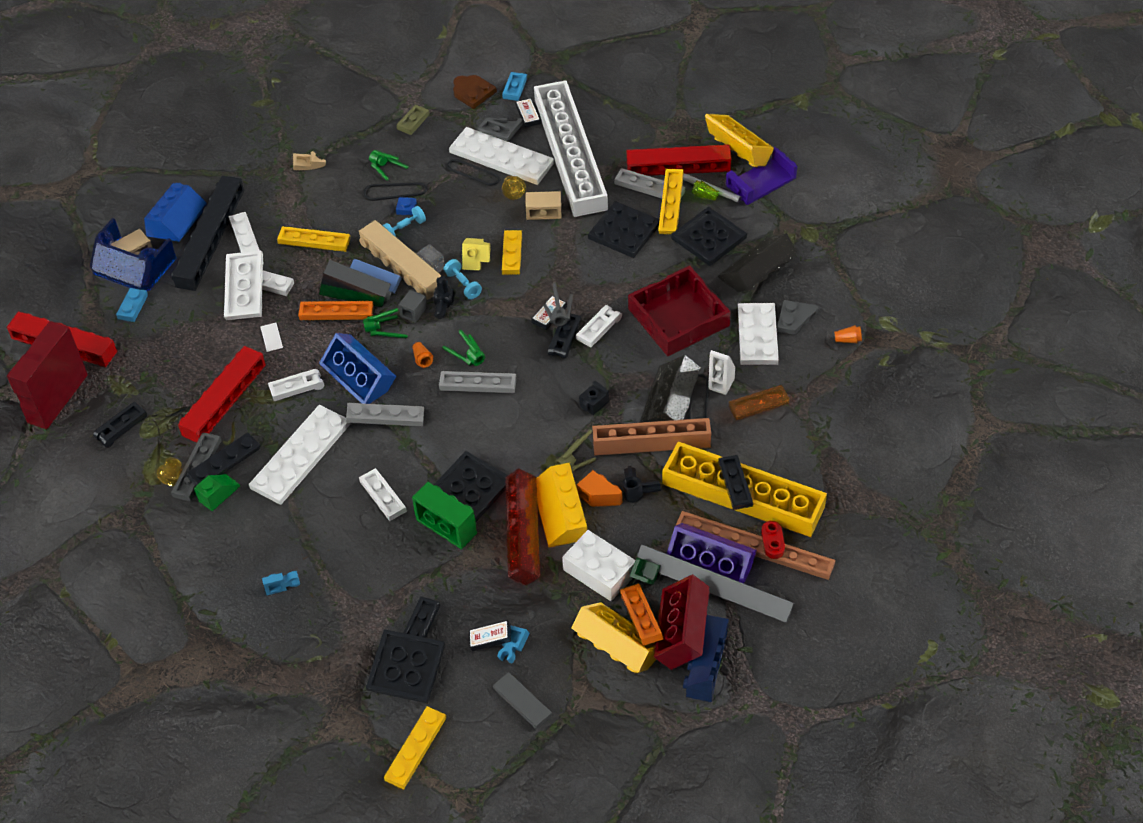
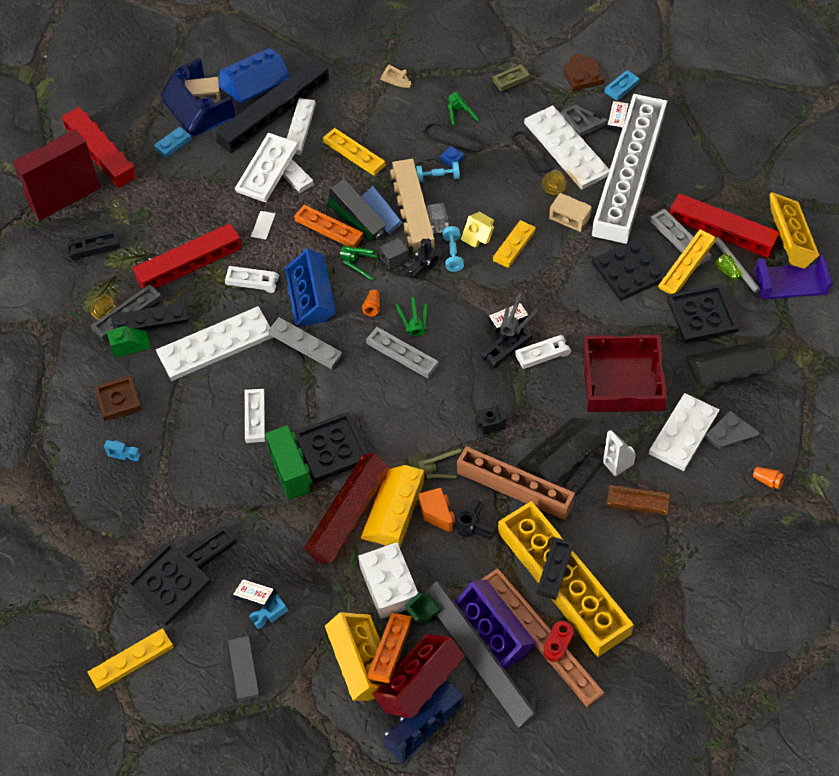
camera: 30 degrees right, 5 degrees up
(242, 541) = (117, 398): none -> reddish brown plate

